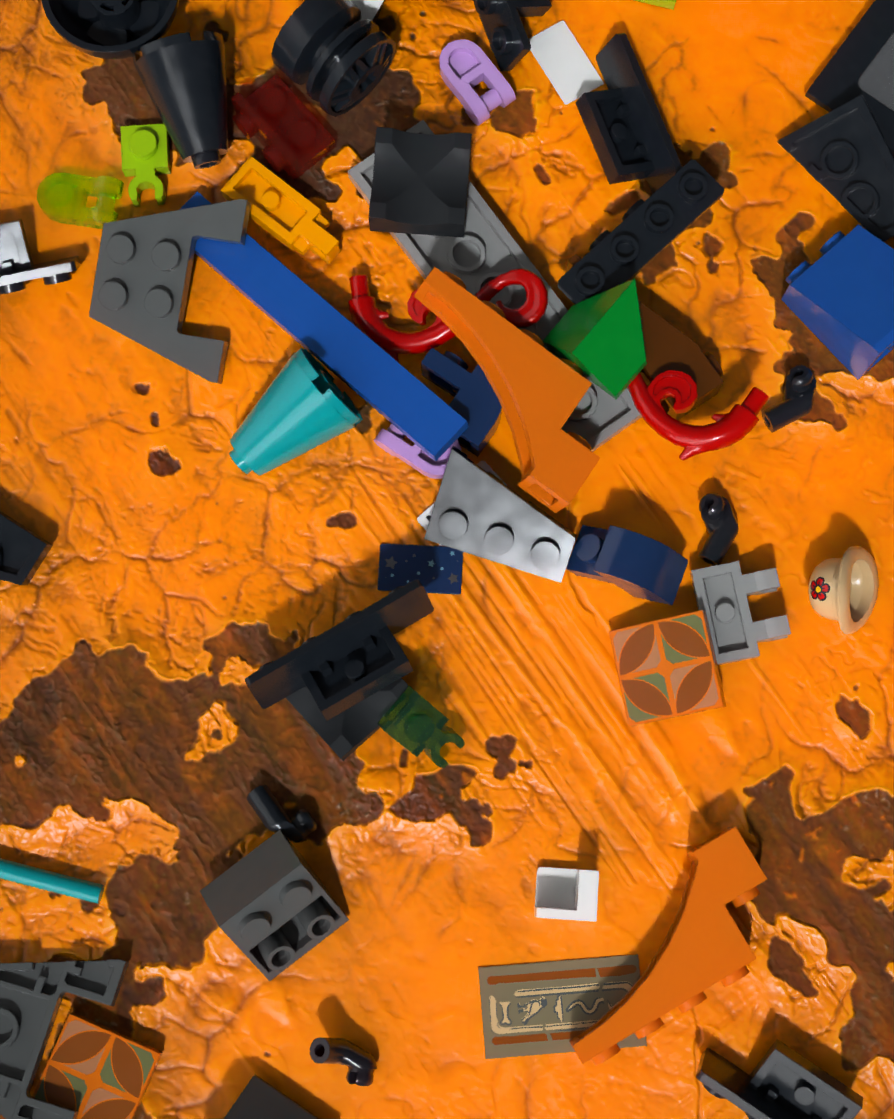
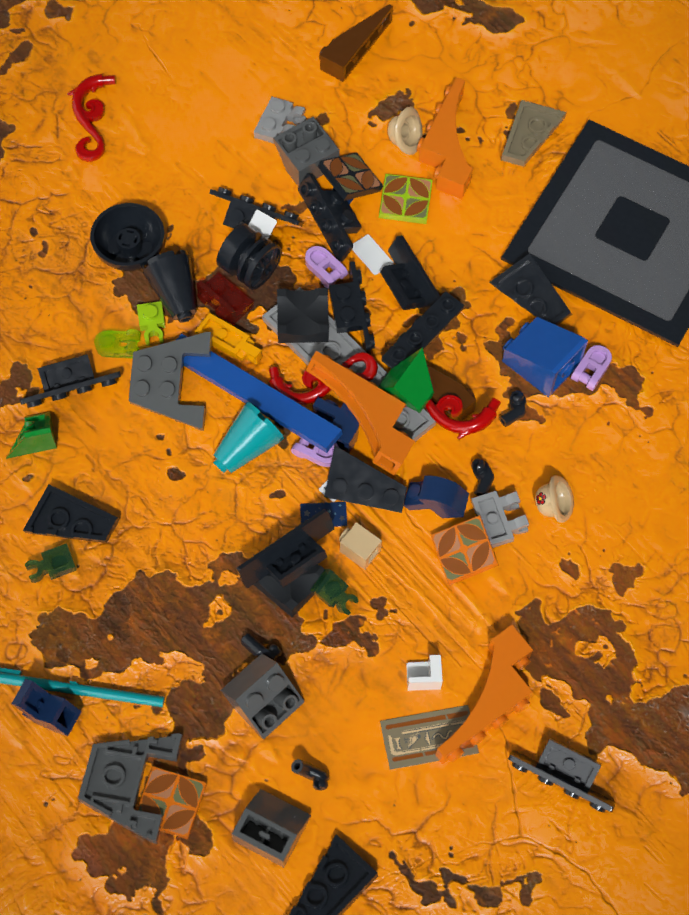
camera: 10 degrees left, 15 degrees down
(477, 639) = (359, 545): none -> tan brick
(508, 172) = (348, 308): none -> black bracket

